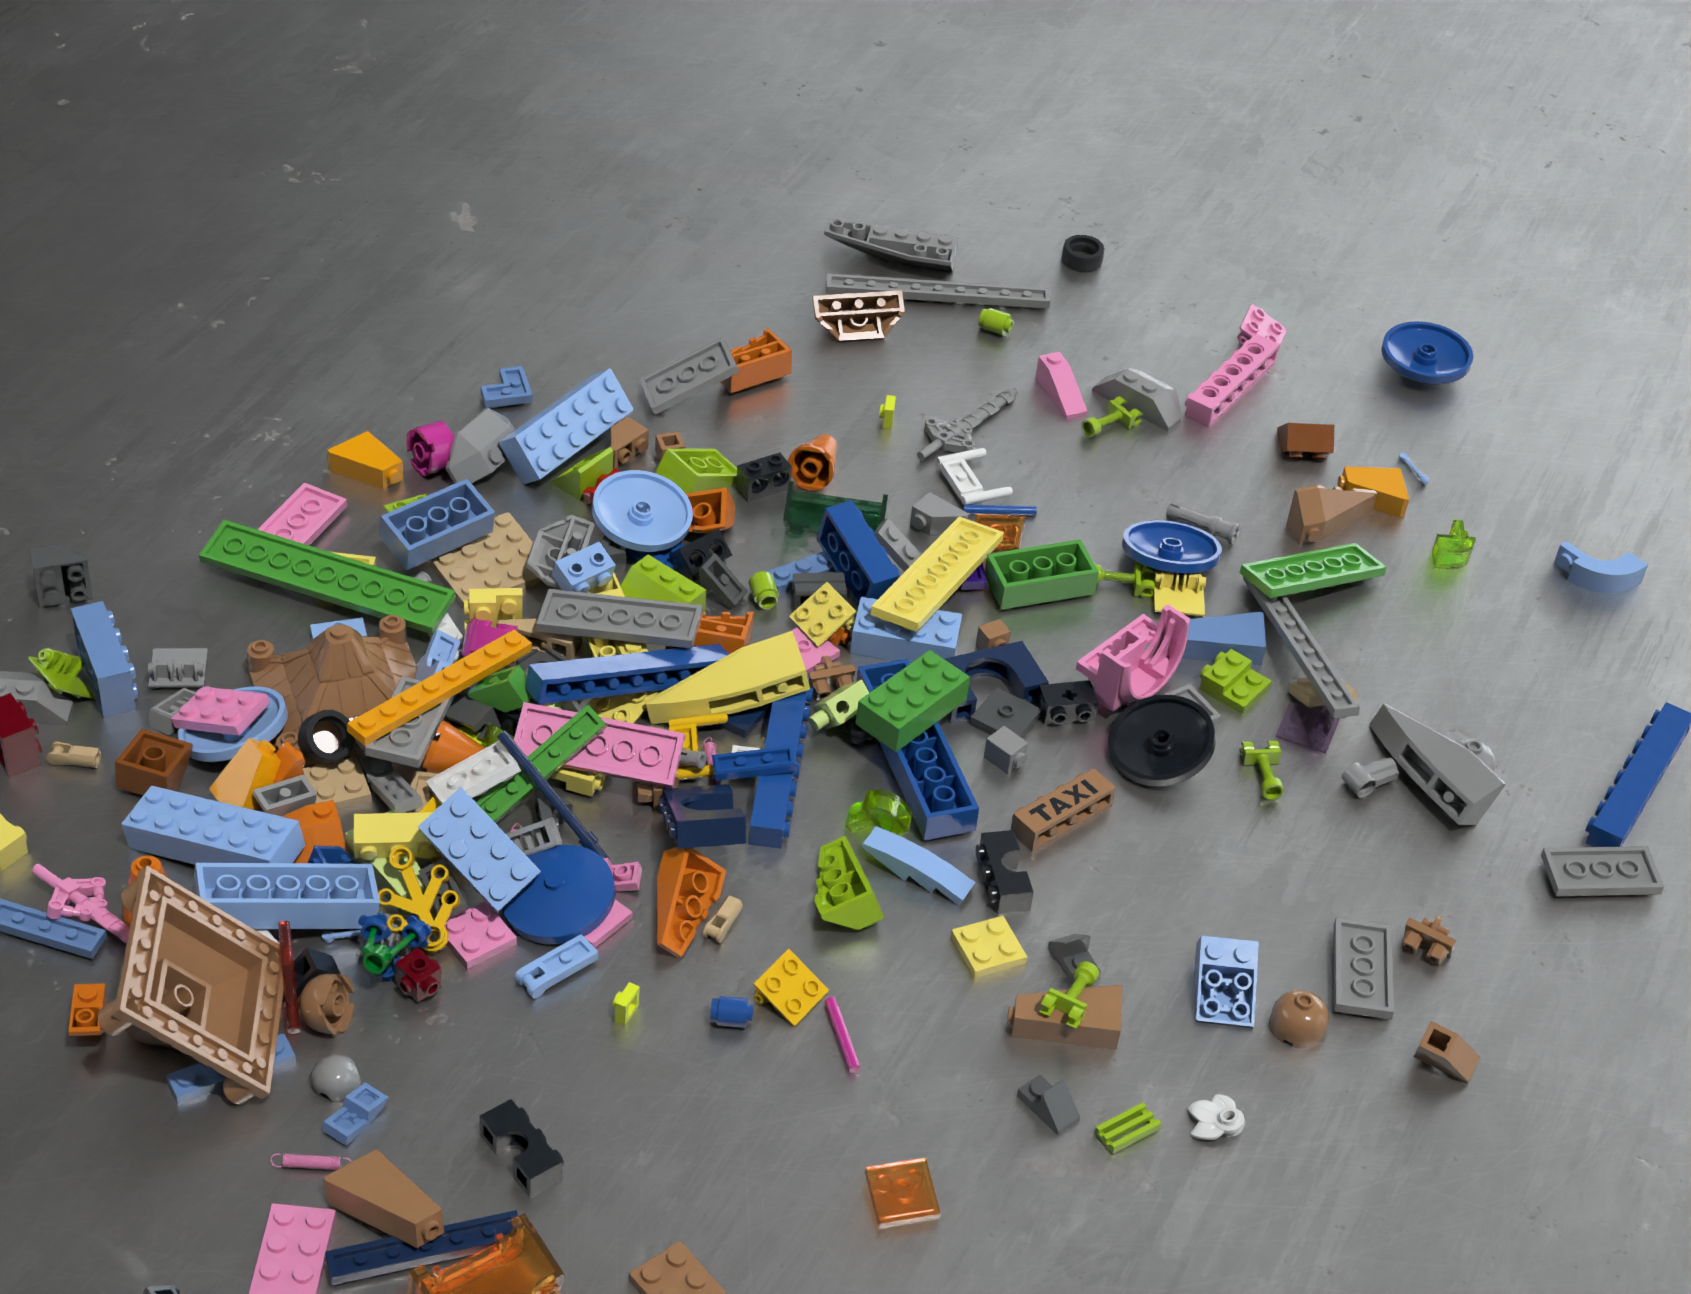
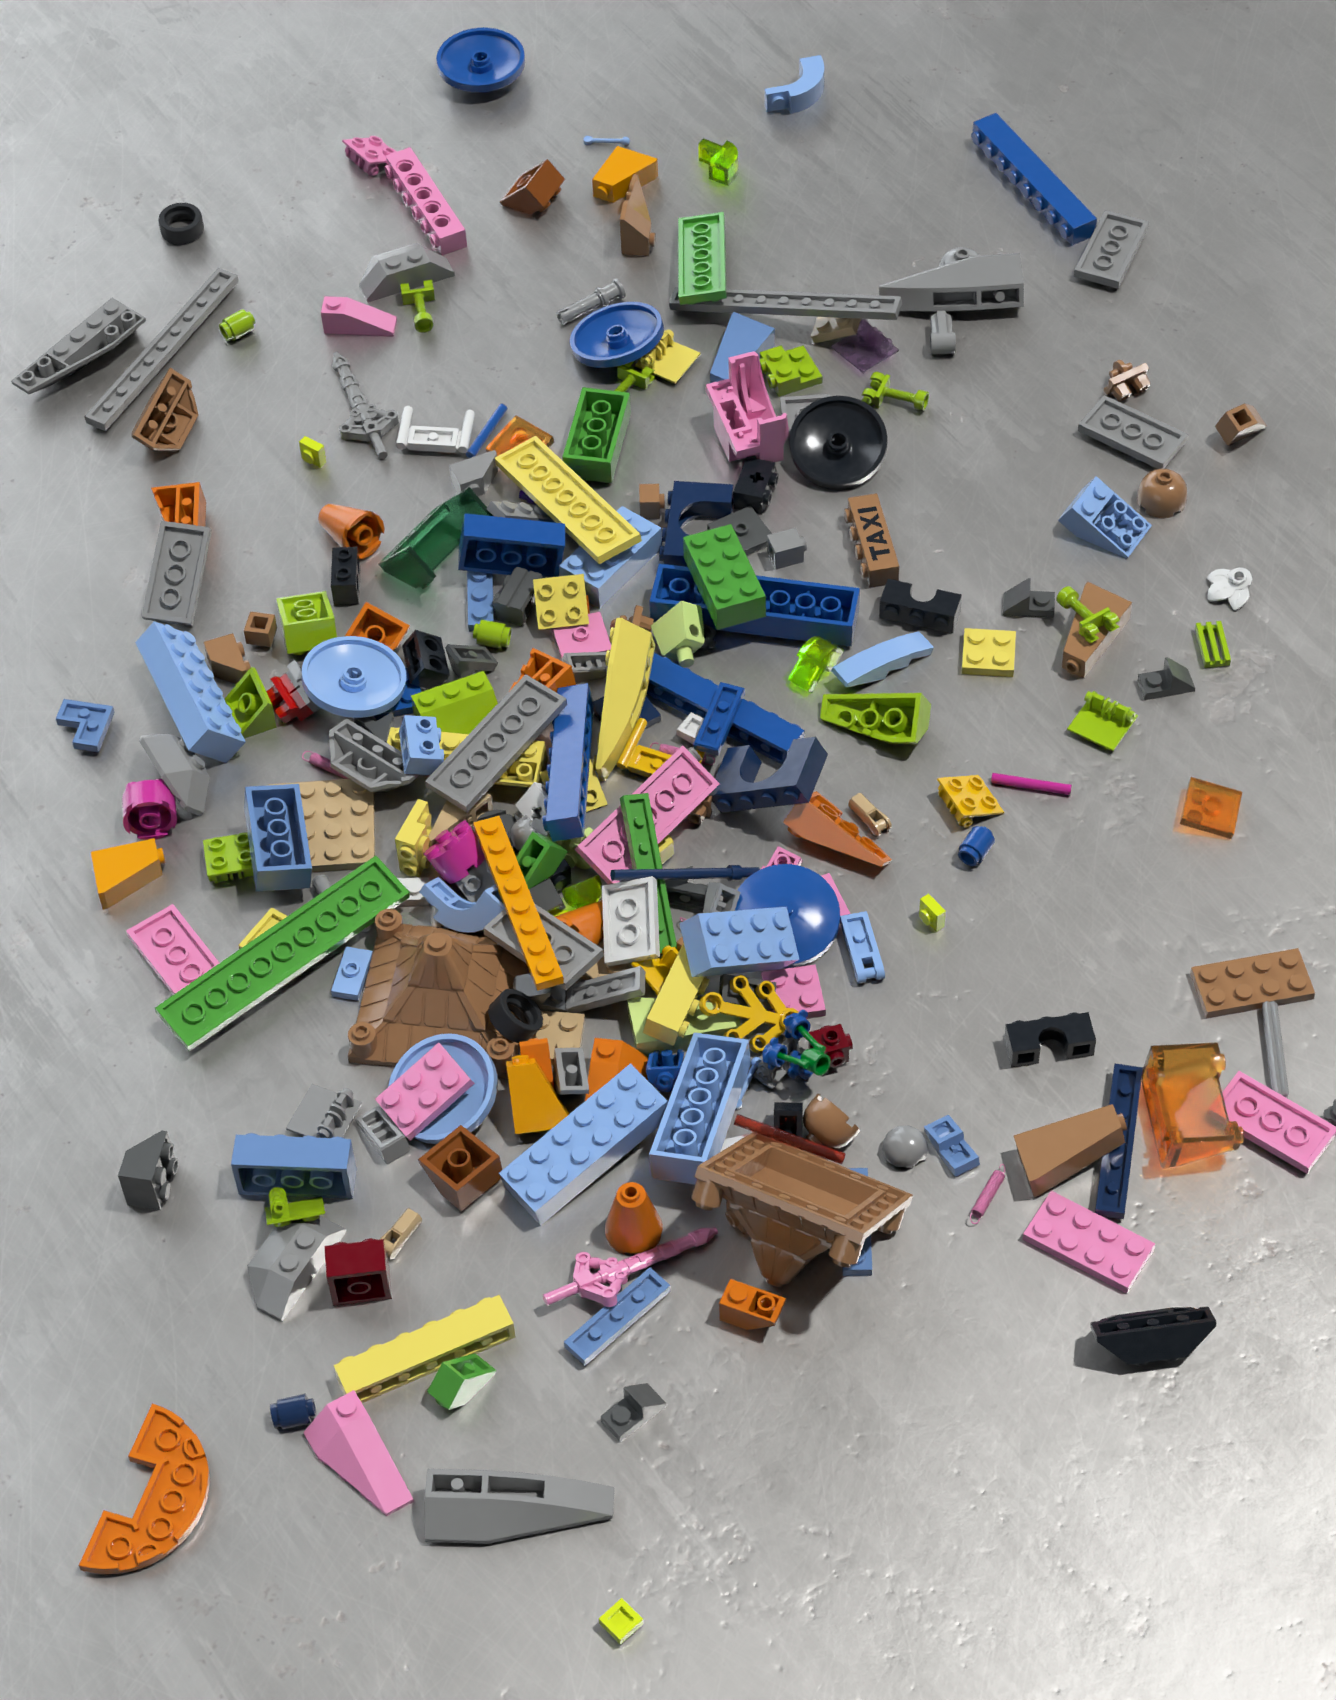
camera: 55 degrees left, 10 degrees up
(959, 1065) = (1102, 721): none -> lime hinge

